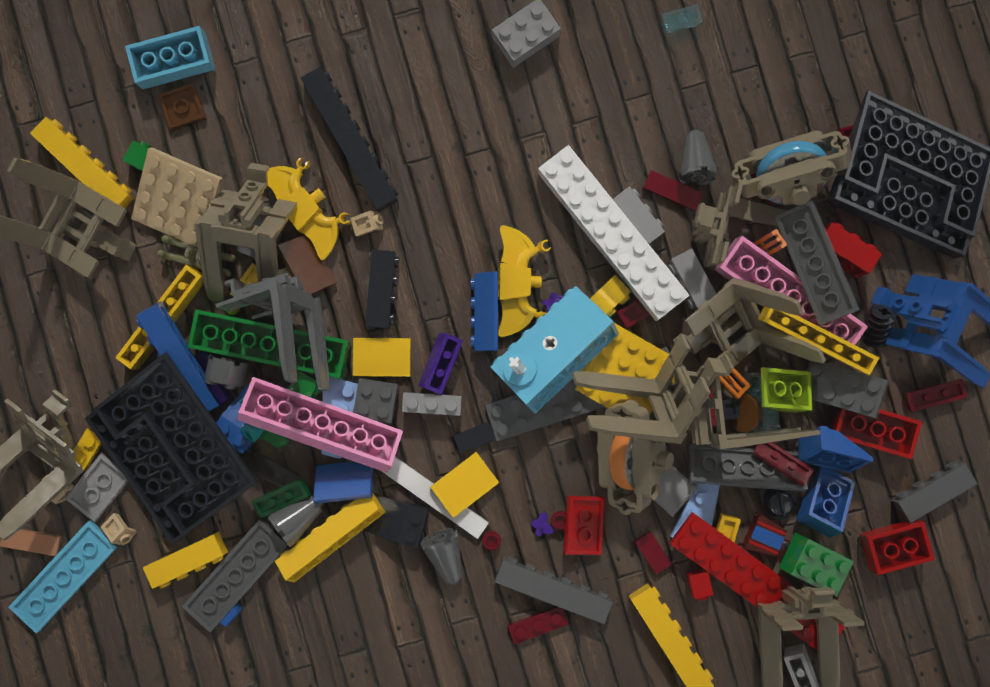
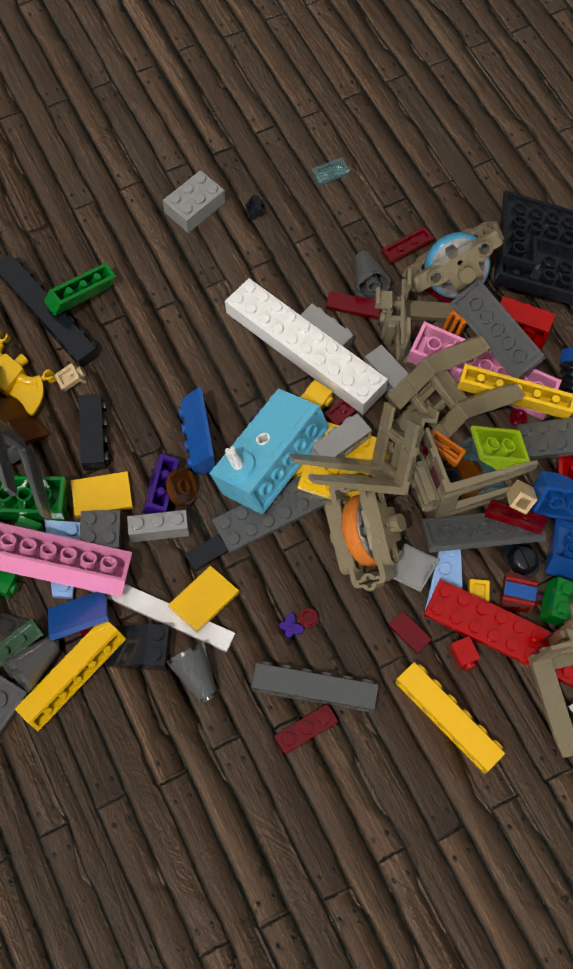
camera: 15 degrees left, 20 degrees down
(388, 126) = (79, 289): none -> green brick
(460, 368) = (181, 486): none -> reddish brown tile
(491, 540) = (241, 651): dark red plate -> none
(516, 280) = (221, 400): yellow torso -> none
(584, 525) = (333, 617): red tile -> none
(589, 51) = (254, 207): none -> black tile
(628, 353) = (343, 439): none -> light grey brick
(745, 127) = (407, 245): none -> dark red tile
(794, 449) = (521, 496): none -> tan brick

